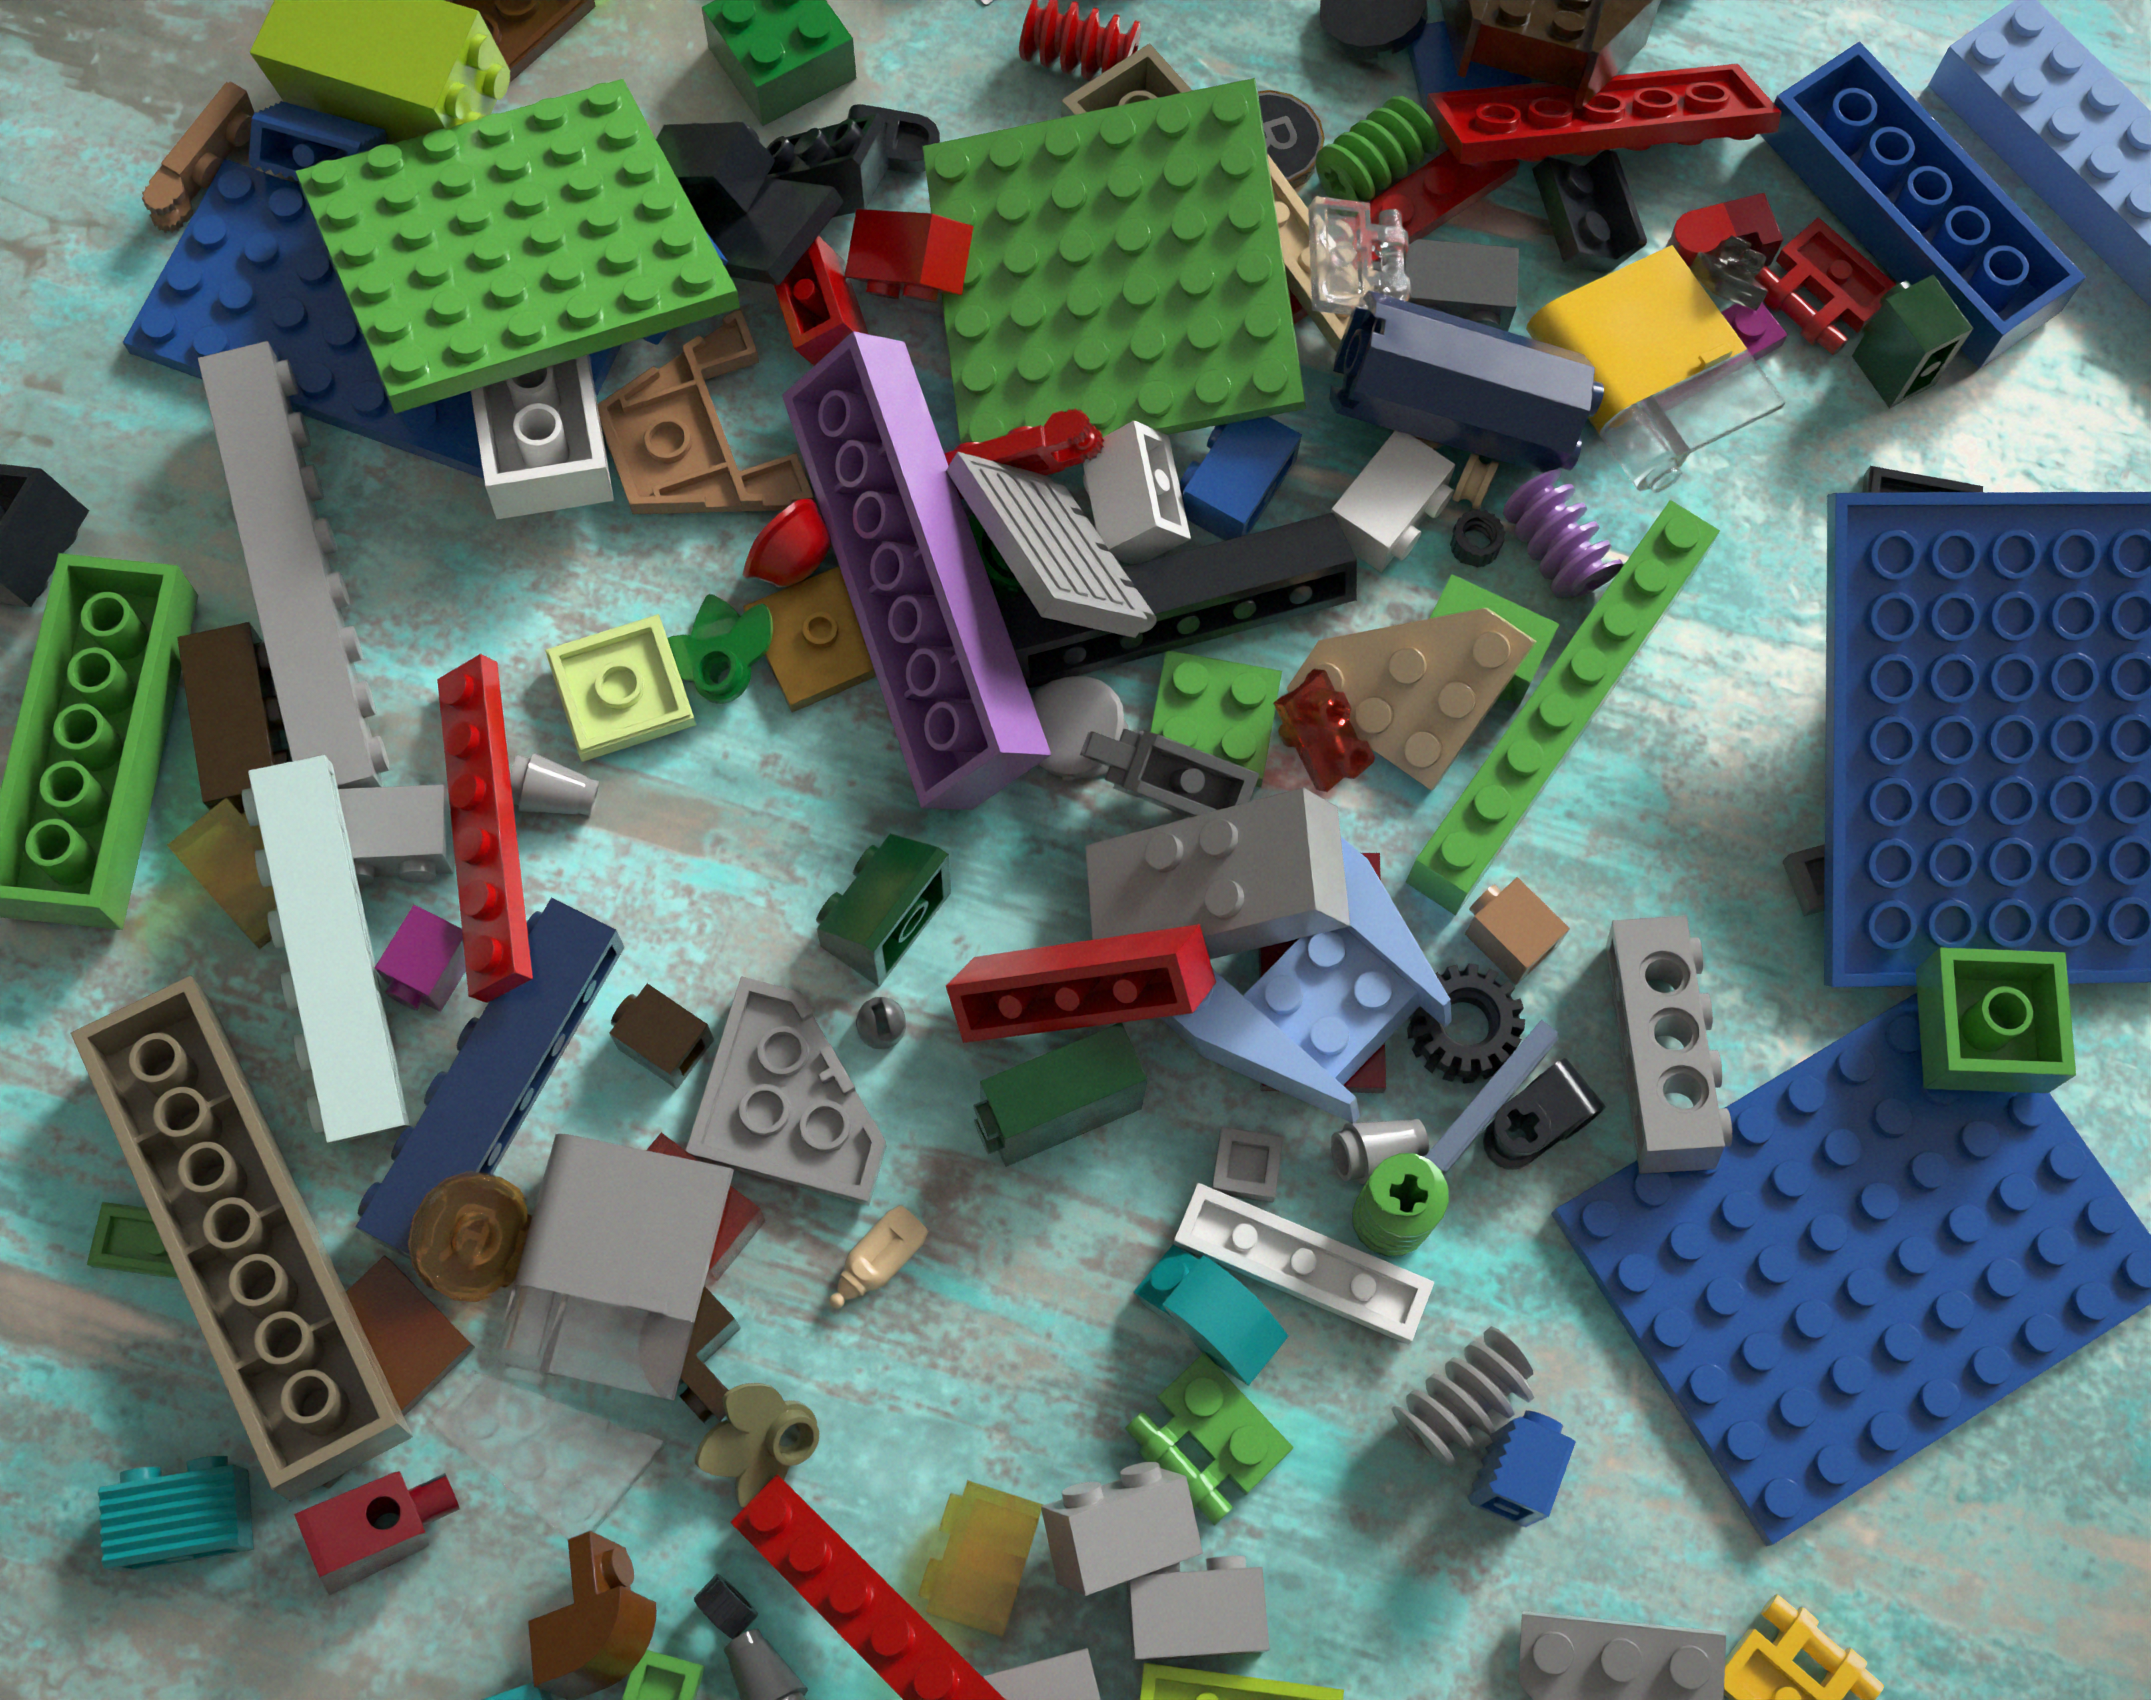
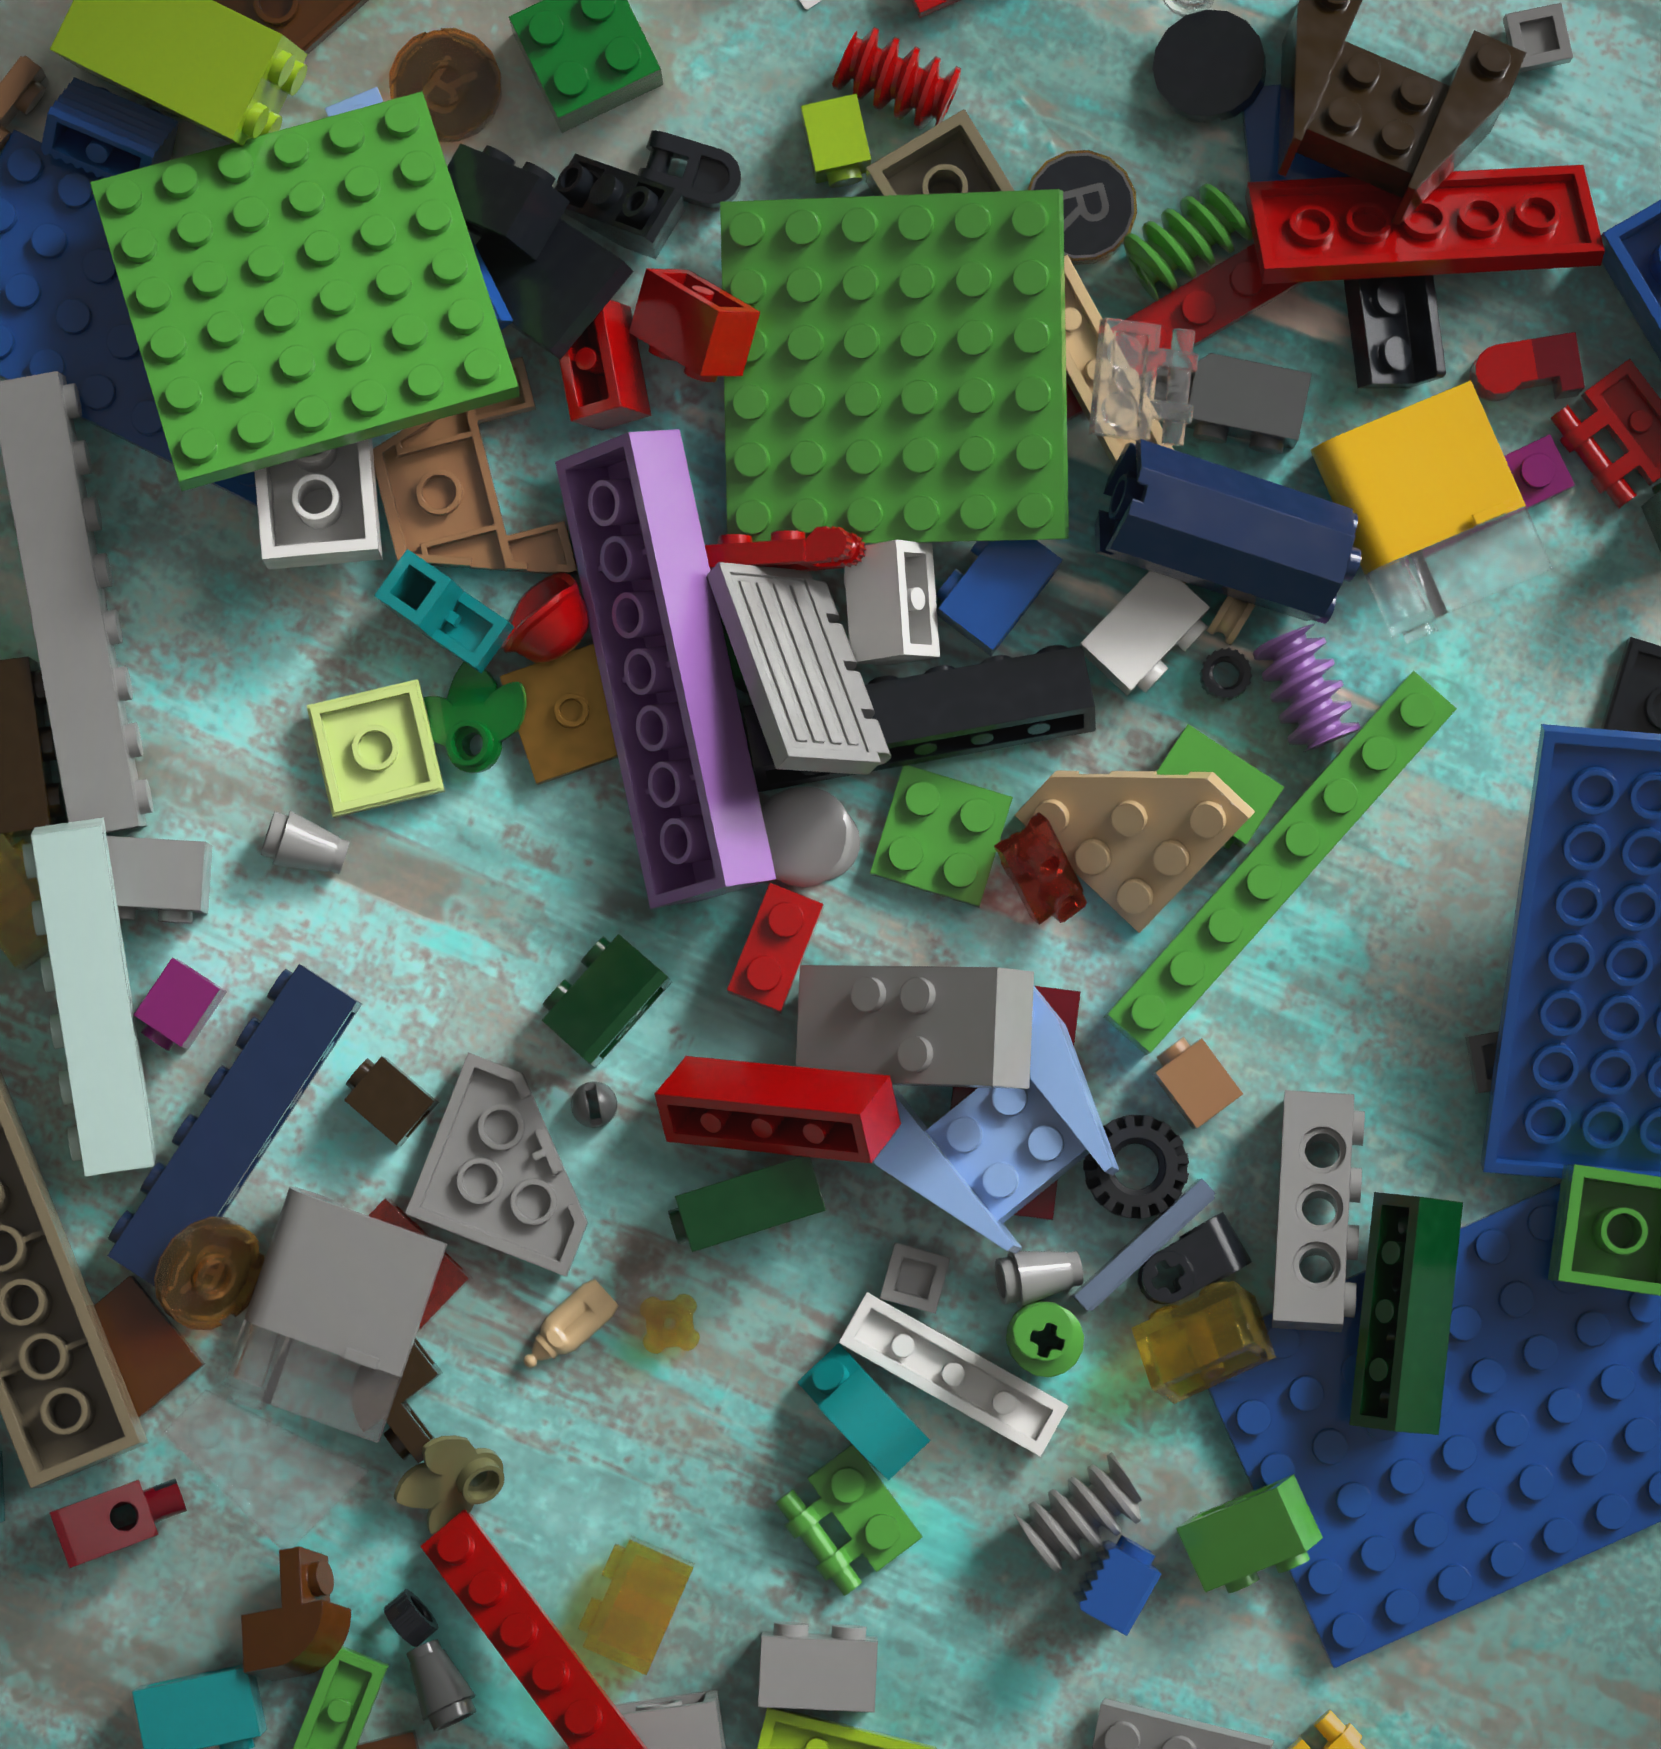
camera: 10 degrees right, 15 degrees up
(484, 830) = (239, 885): red plate -> none
(659, 80) = (455, 77): none -> clear orange tile
(671, 543) = (443, 611): none -> teal brick
(994, 1227) = (660, 1337): none -> clear yellow plate
(1025, 89) = (836, 140): none -> lime brick
(1056, 838) = (775, 948): none -> red brick
(1121, 1528) = (759, 1595): light grey brick -> none
(1170, 772) = (891, 907): dark grey hinge -> none
(1571, 1191) = (1203, 1341): none -> clear yellow brick
(1658, 1399) = (1249, 1535): none -> bright green brick
(1733, 273) = (1523, 423): clear smoke tile -> none
(1787, 1133) = (1406, 1313): none -> dark green brick

